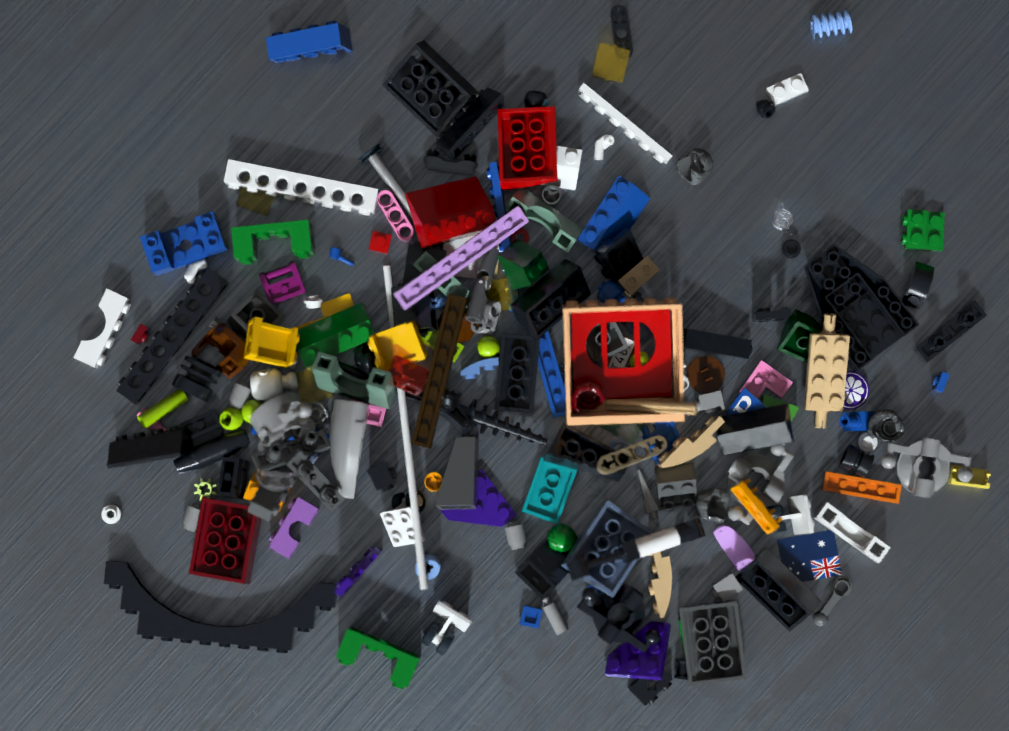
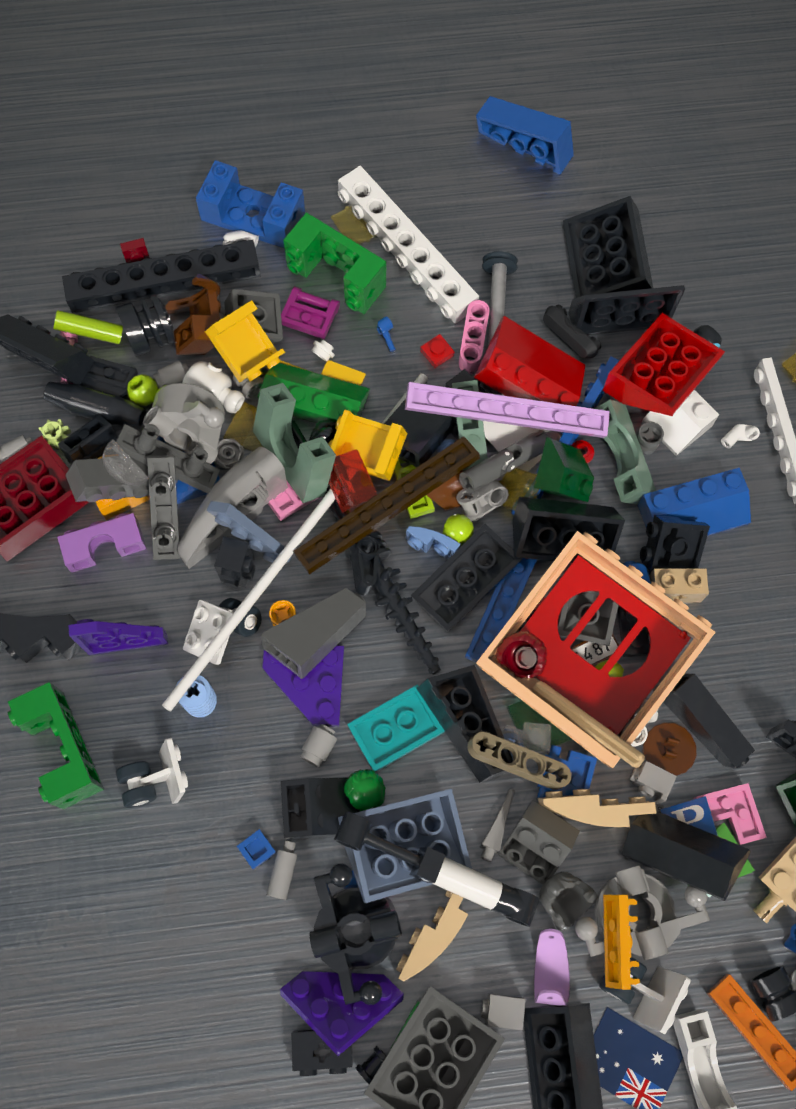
camera: 35 degrees right, 15 degrees down
(114, 308) = (82, 232): white arch -> none
(377, 456) = (245, 529): none -> sand blue plate

